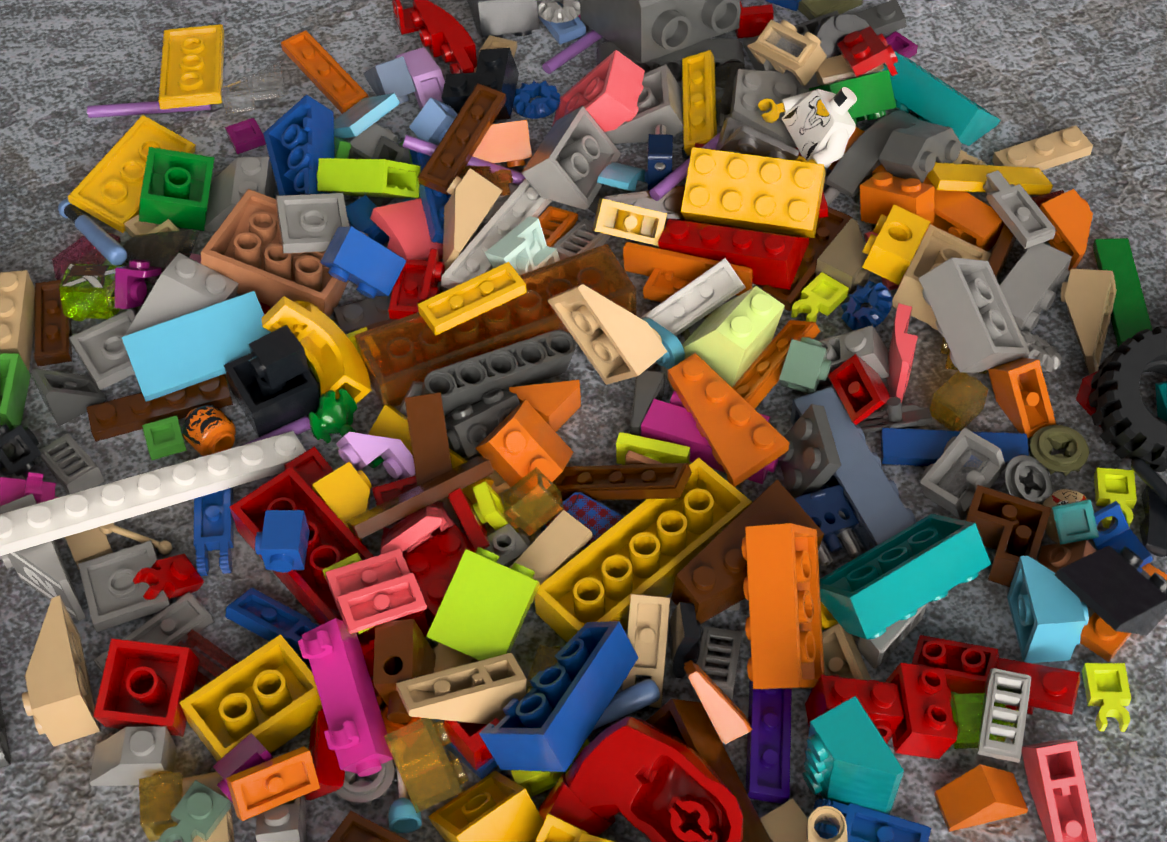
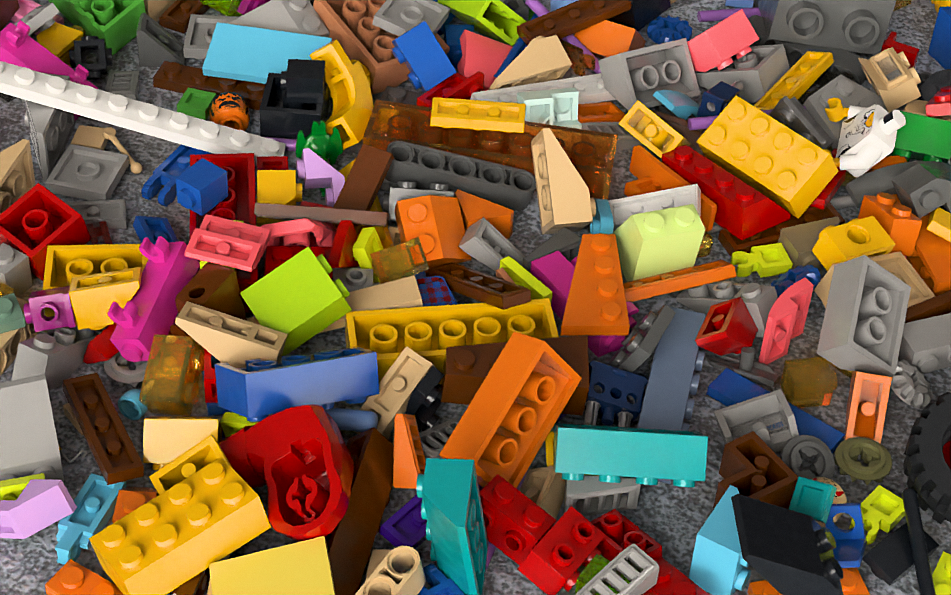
camera: 30 degrees right, 10 degrees down
(172, 575) = (119, 180): red plate -> none
(273, 783) = (56, 318): orange plate -> none
(295, 719) = (95, 293): none -> yellow slope
(586, 431) = (487, 243): none -> light grey slope
(805, 365) = (694, 286): sand green brick -> none

